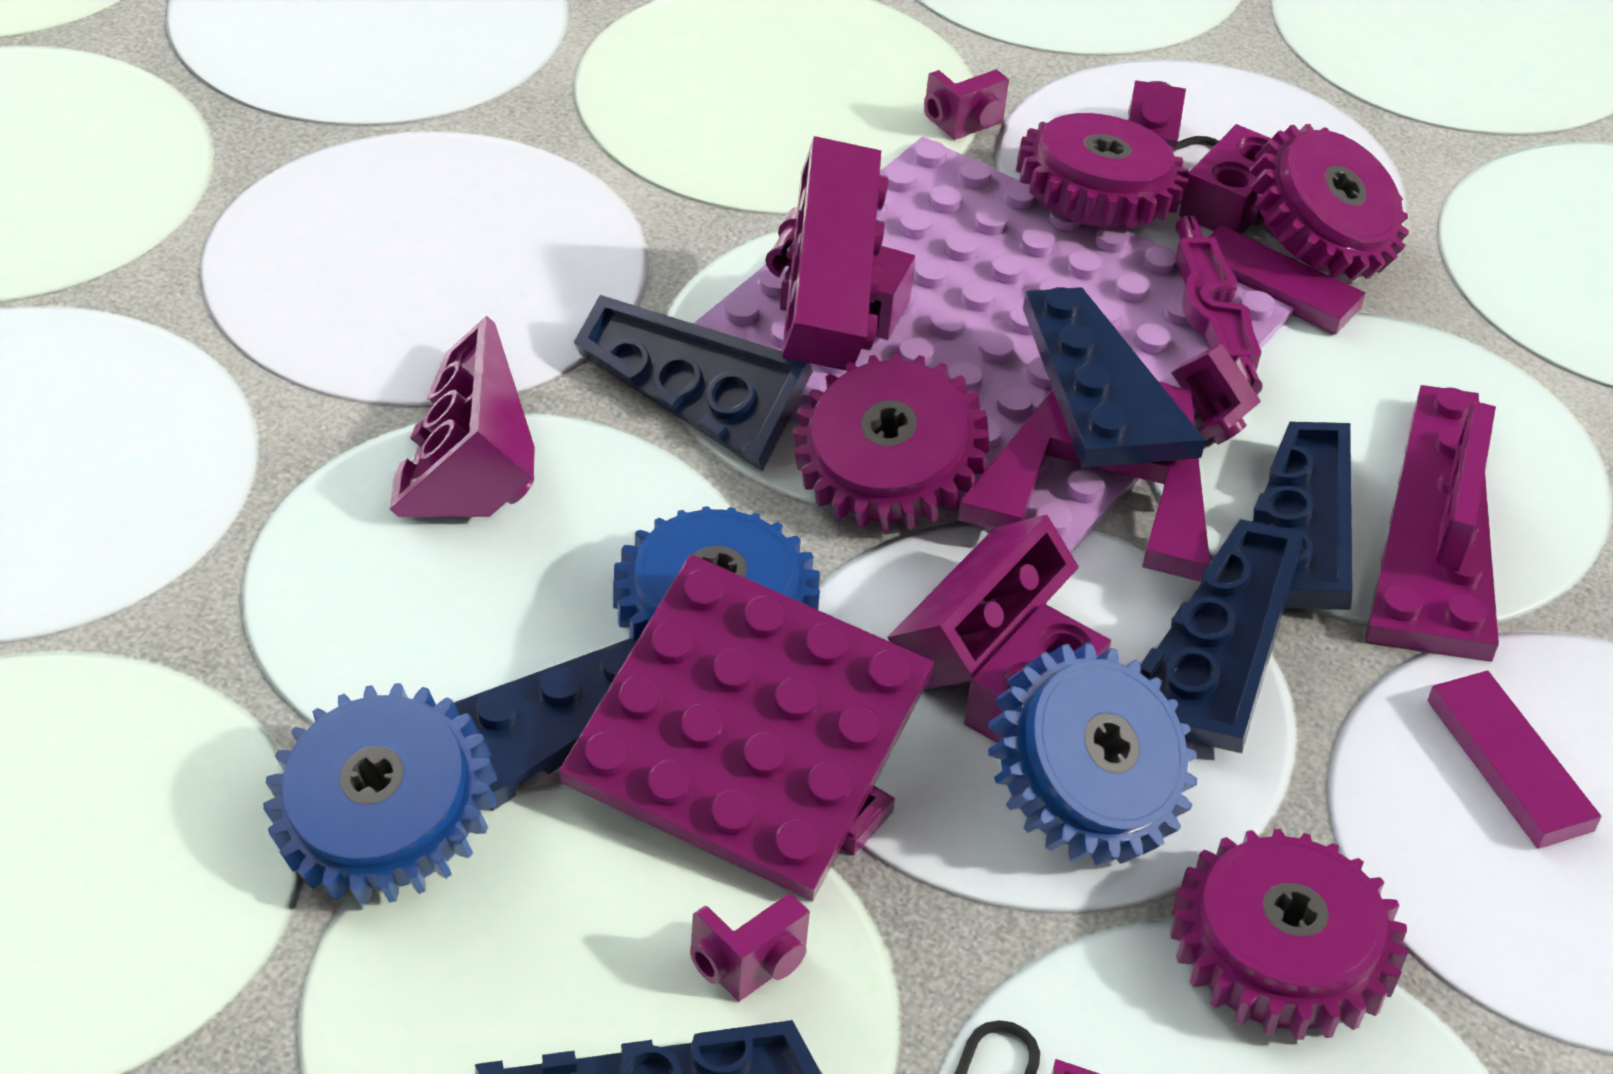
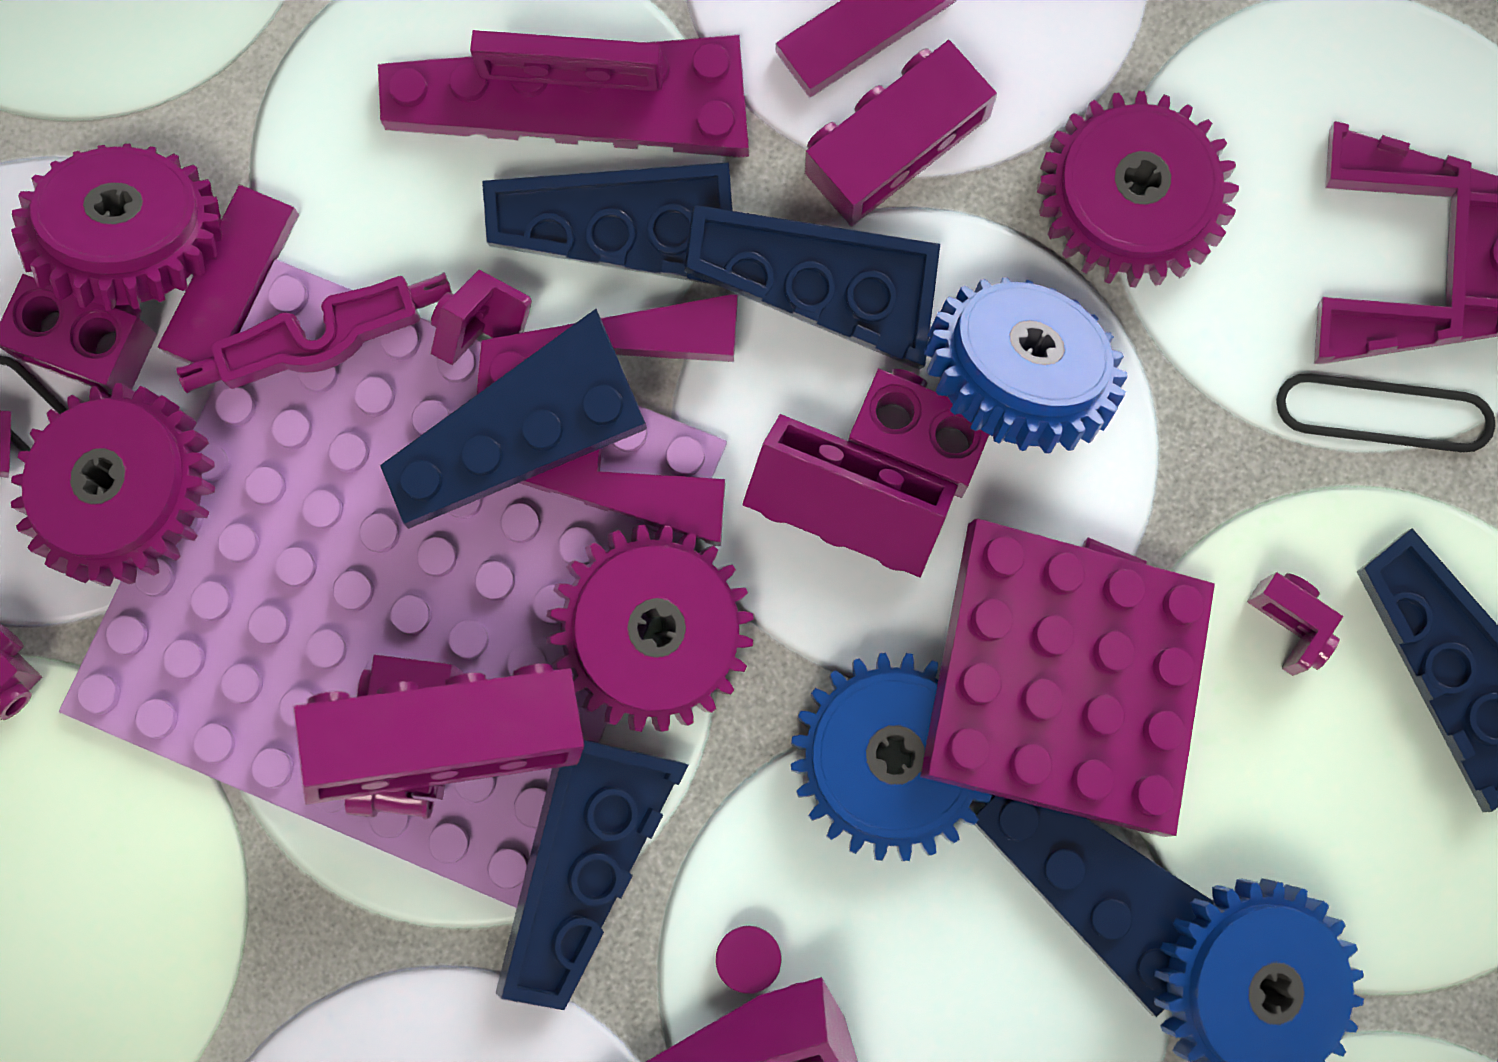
camera: 95 degrees left, 35 degrees up
(568, 467) = (748, 959): none -> magenta tile
(1376, 742) = (898, 131): none -> magenta brick

